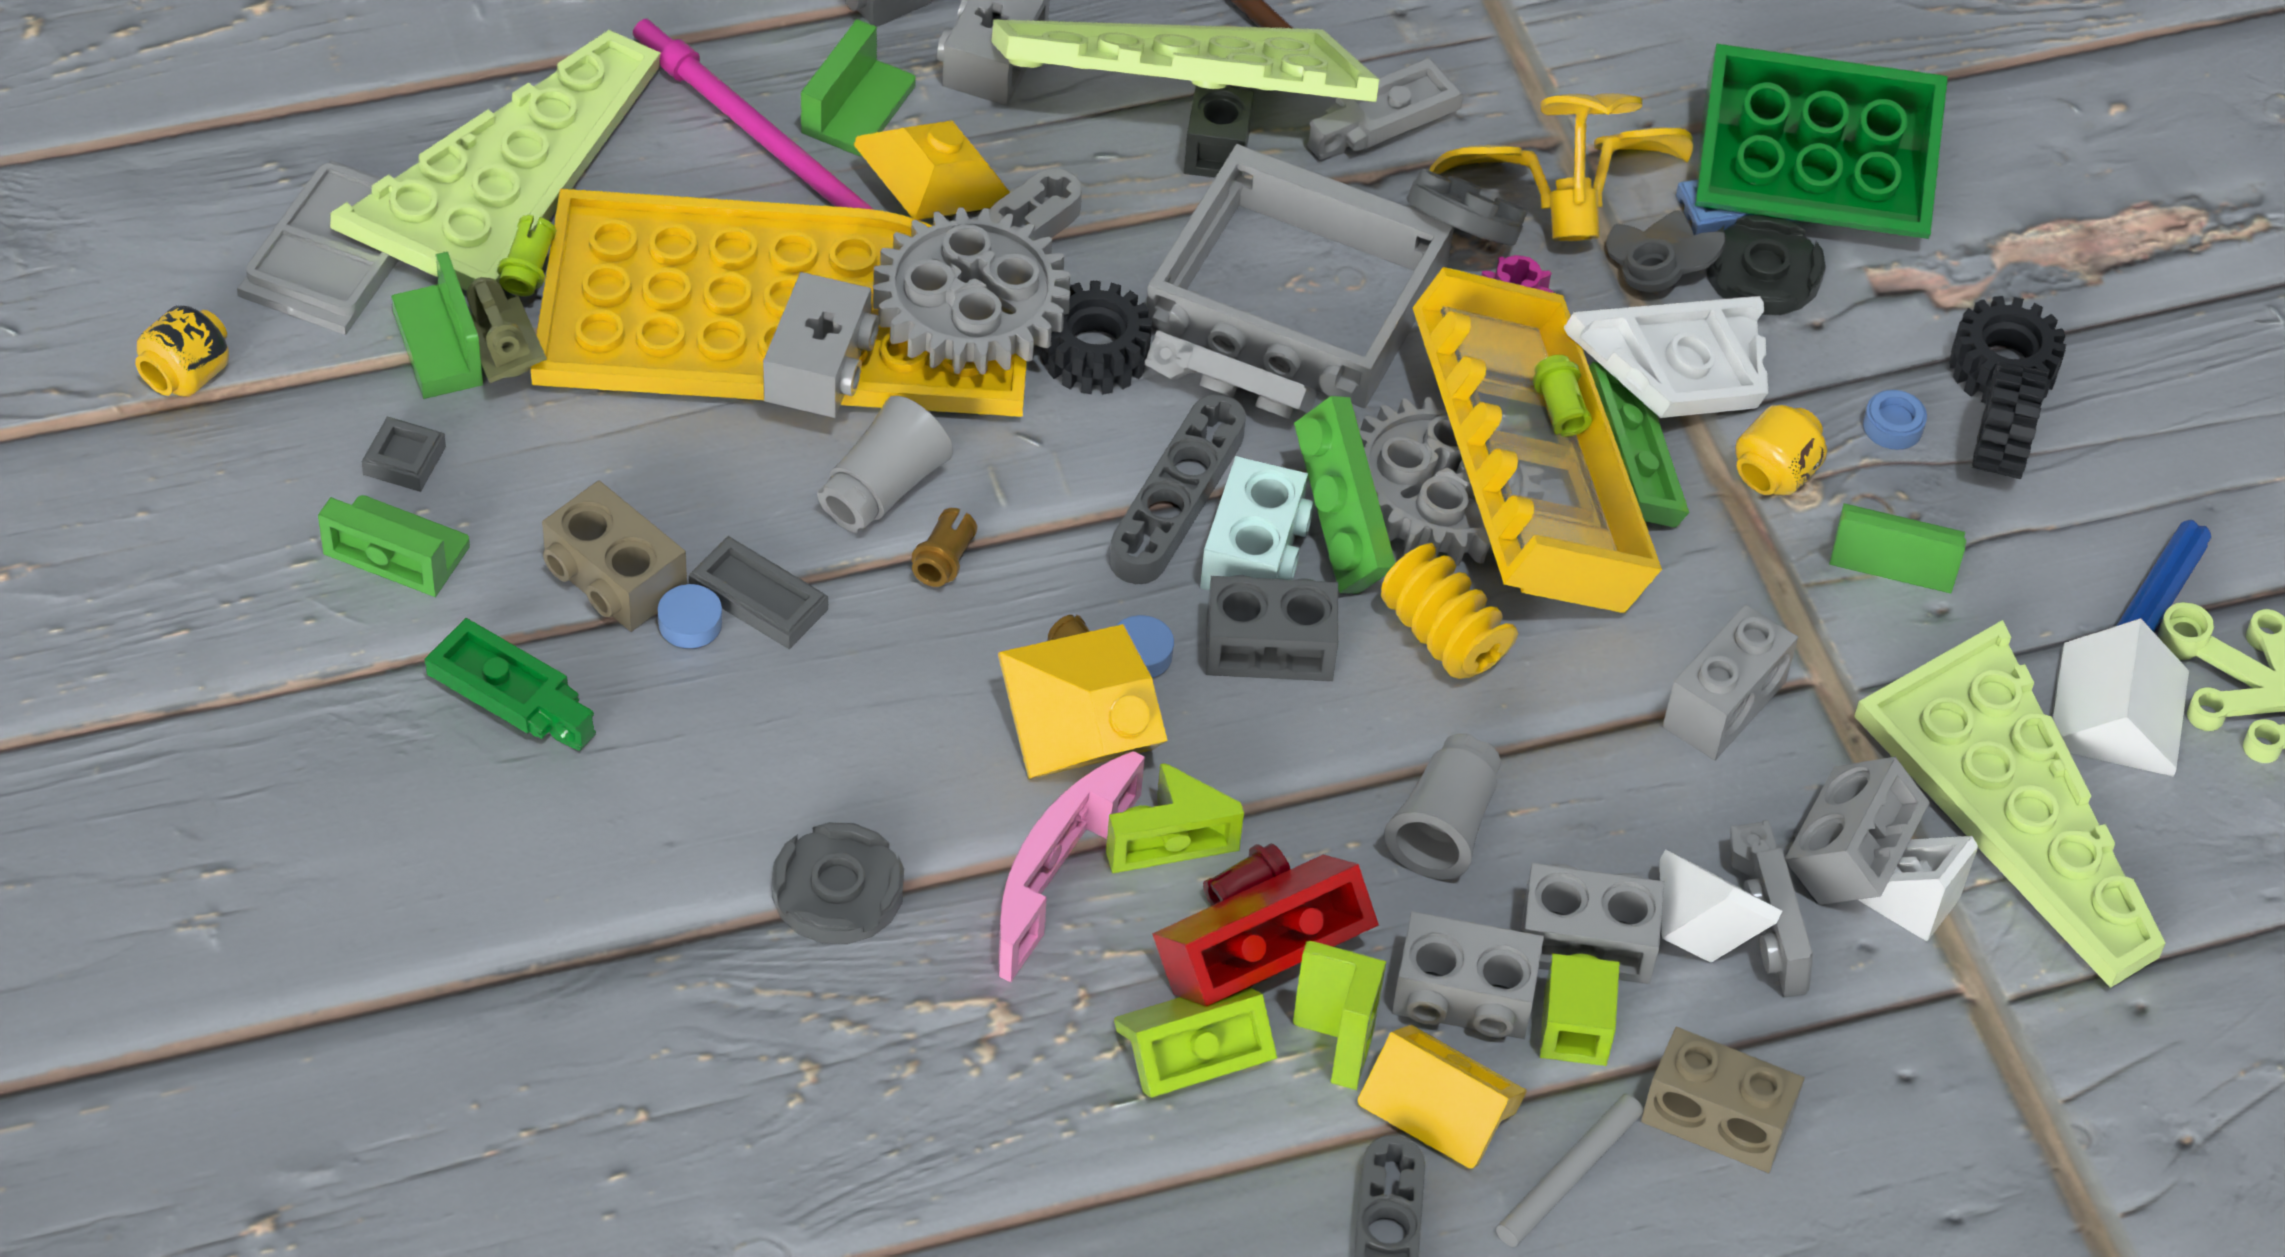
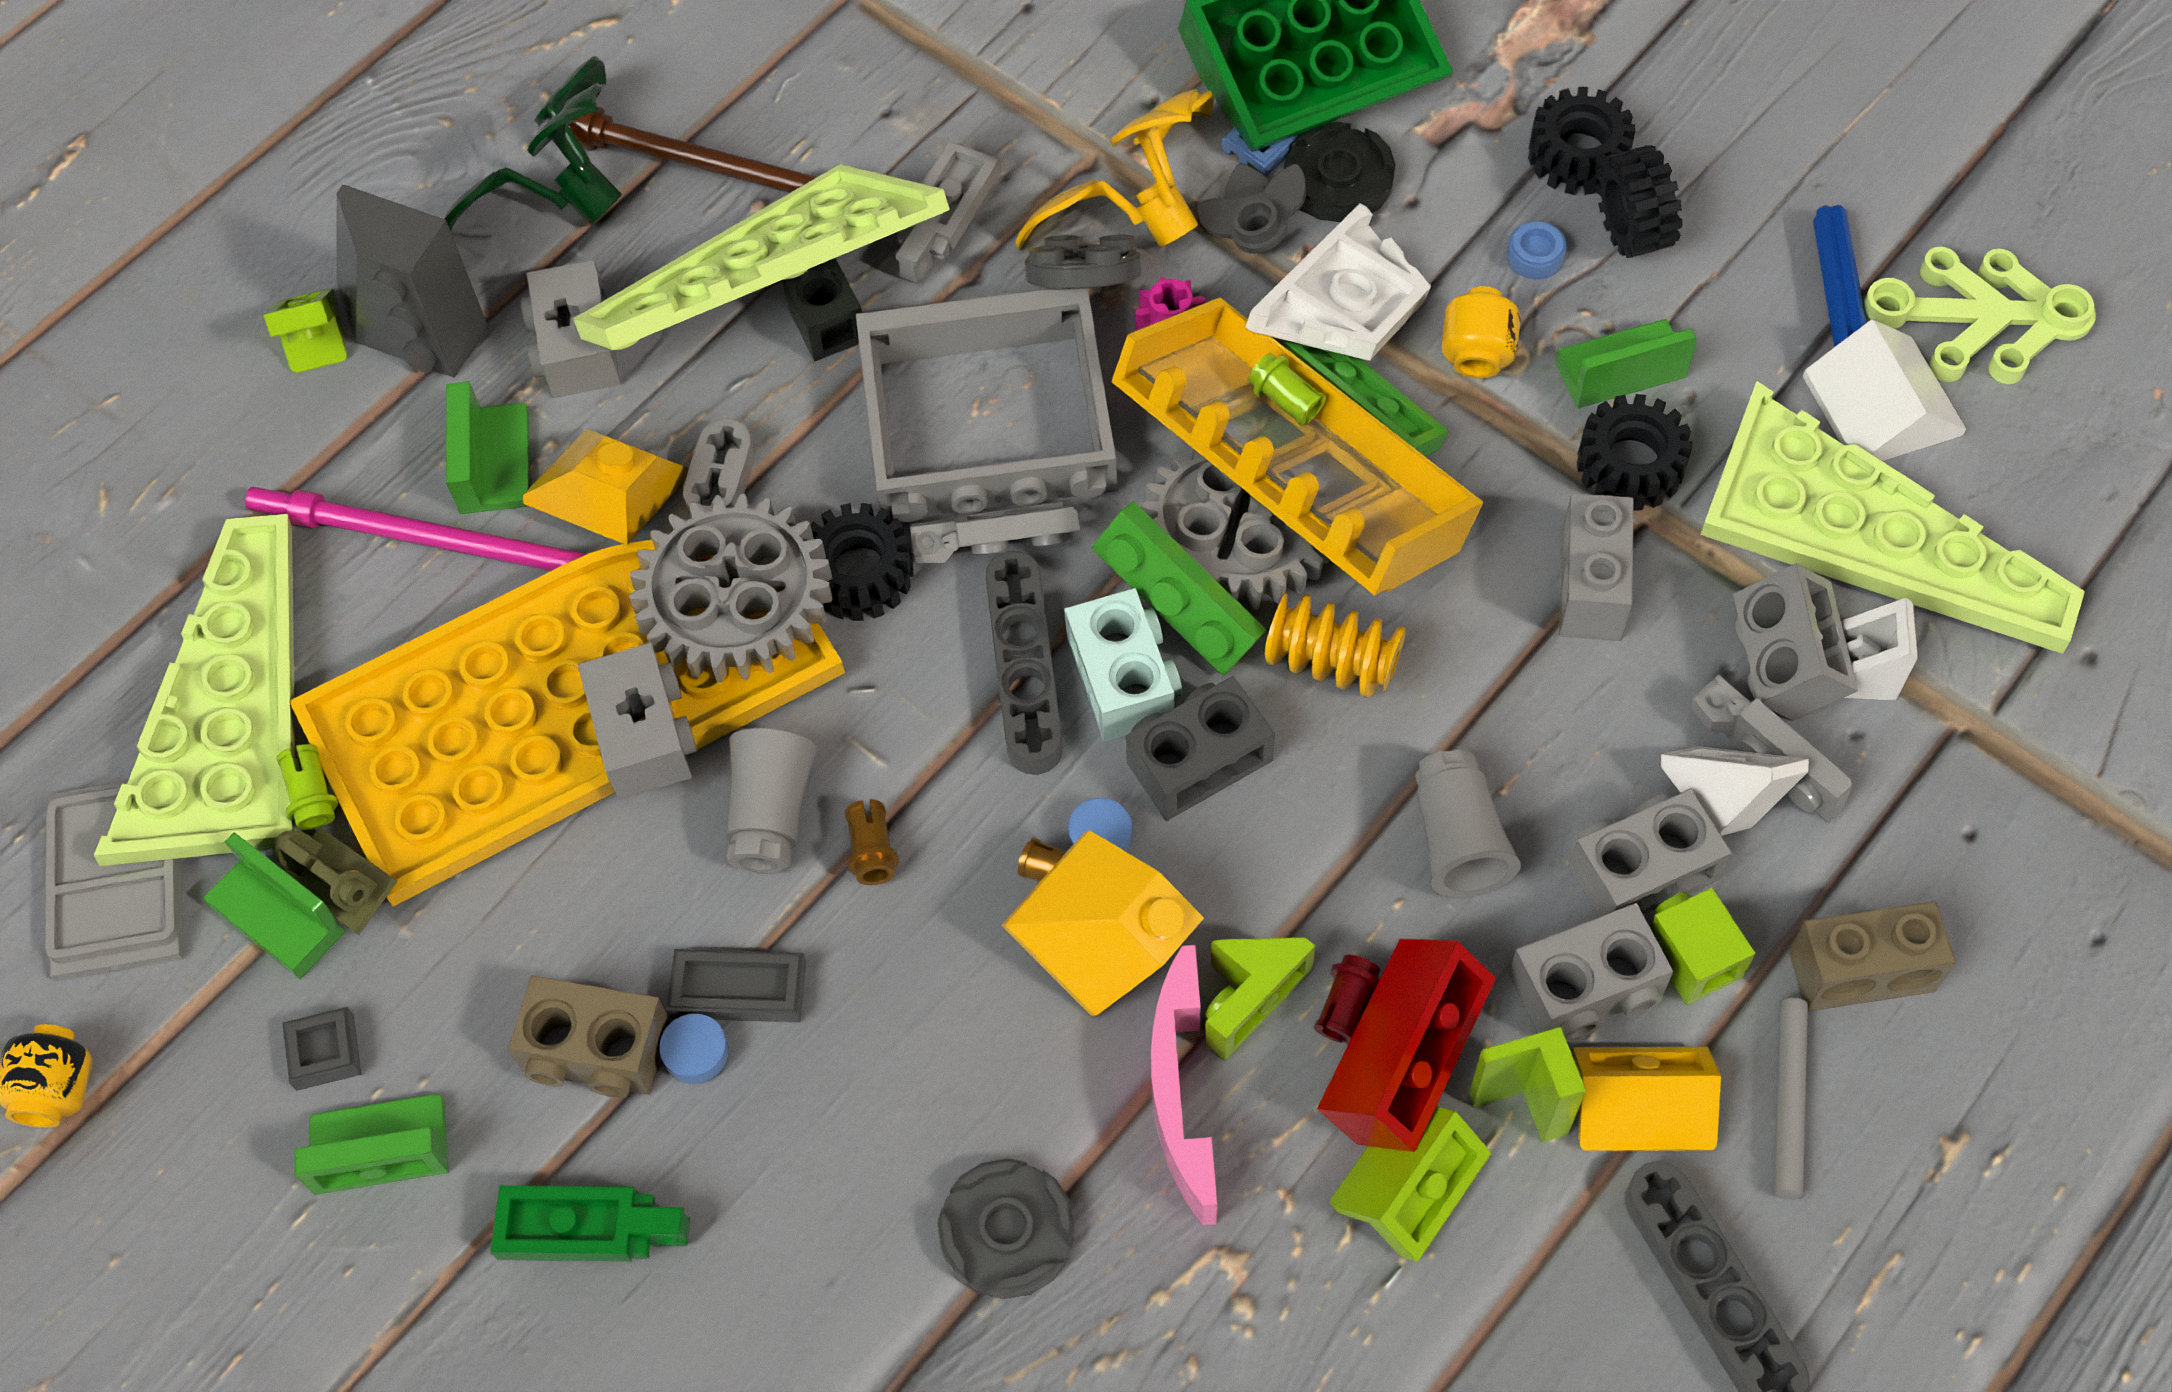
camera: 25 degrees left, 10 degrees up
(1854, 592) = (1638, 424): none -> black tyre

